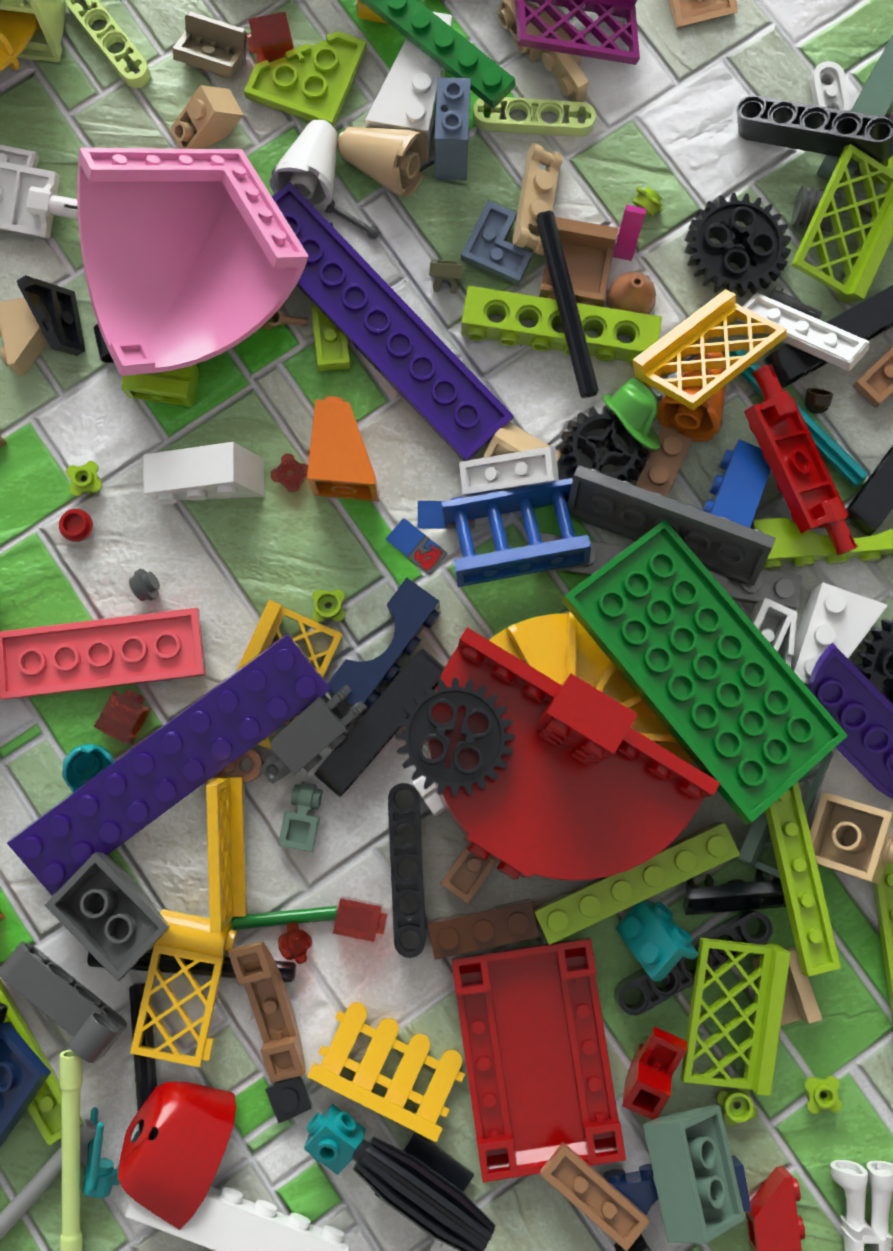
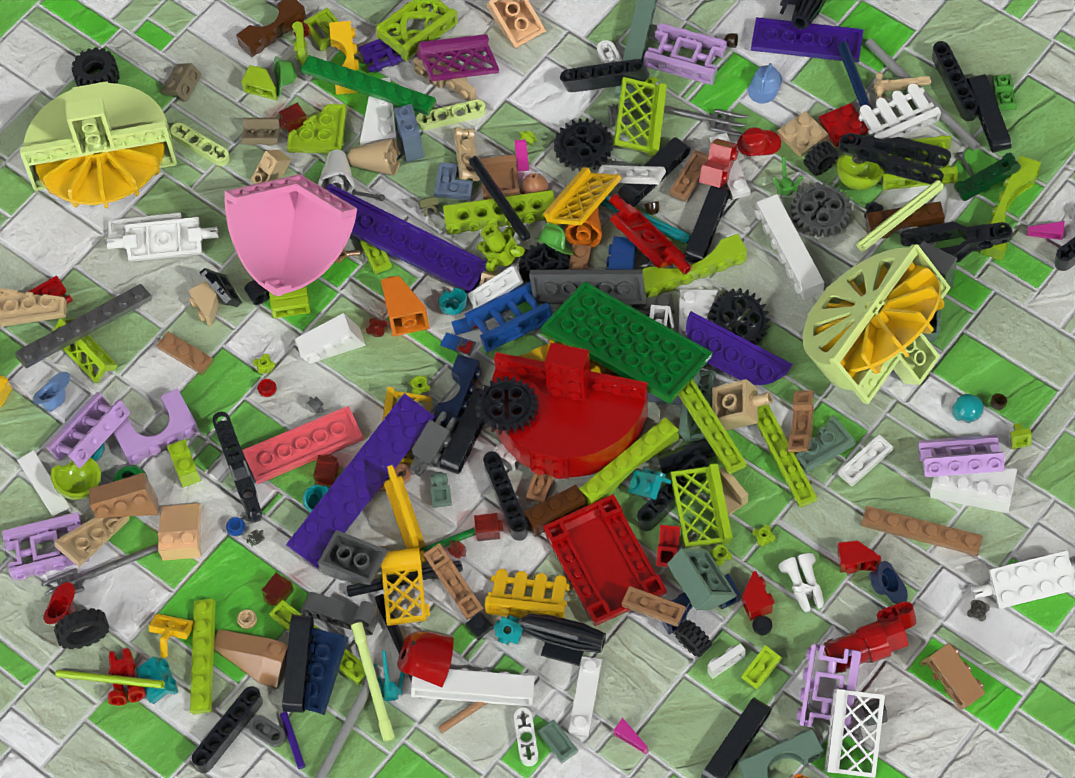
camera: 10 degrees left, 20 degrees down
(430, 469) = (453, 302): none -> teal hair
(539, 395) = (499, 246): none -> lime piece

